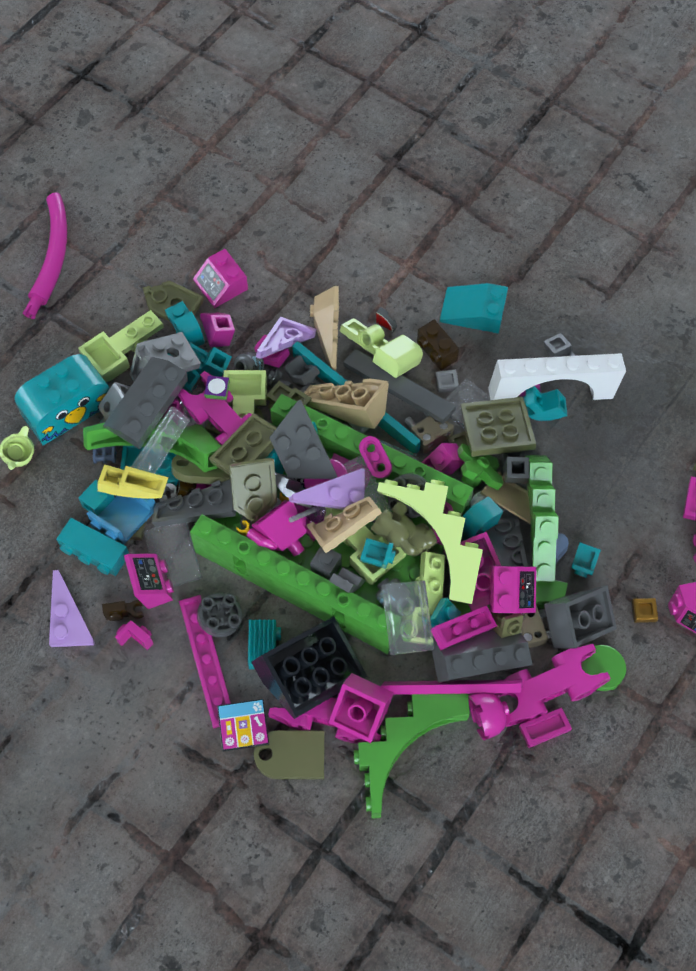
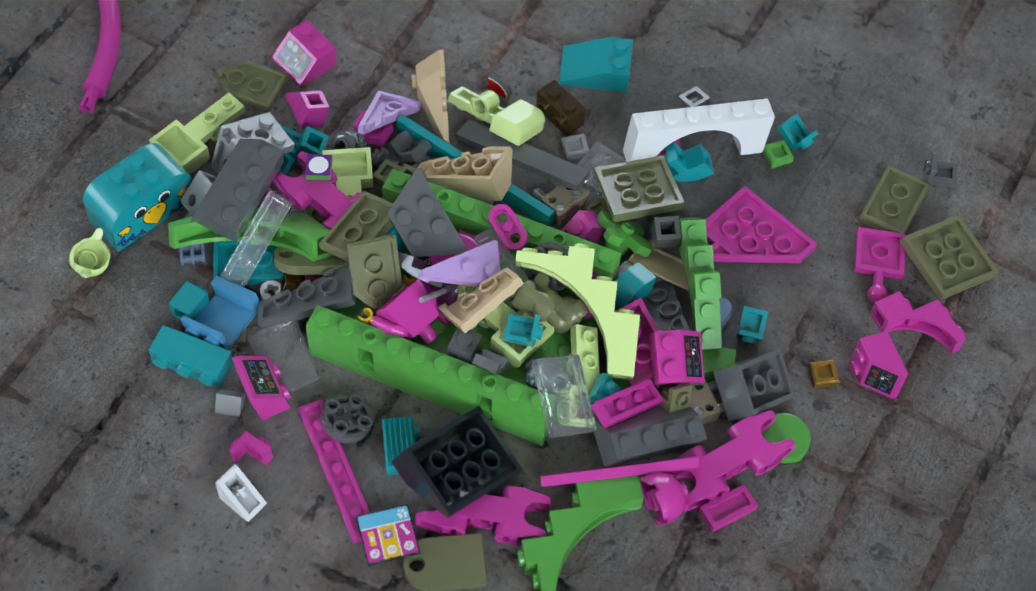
camera: 10 degrees left, 5 degrees down
(66, 622) = (169, 442): lavender wing -> none
(118, 610) = (231, 422): dark brown plate -> none
(120, 590) = (229, 403): none -> light grey slope
(120, 675) = (239, 493): none -> white slope
(131, 483) = (230, 280): light yellow slope -> none
(185, 322) = (272, 101): teal brick -> none
(360, 707) = (521, 501): dark pink slope -> none
(596, 473) = (755, 233): none -> dark pink wing
(626, 401) = (777, 154): none -> bright green tile
(645, 384) = (796, 133): none -> teal bracket

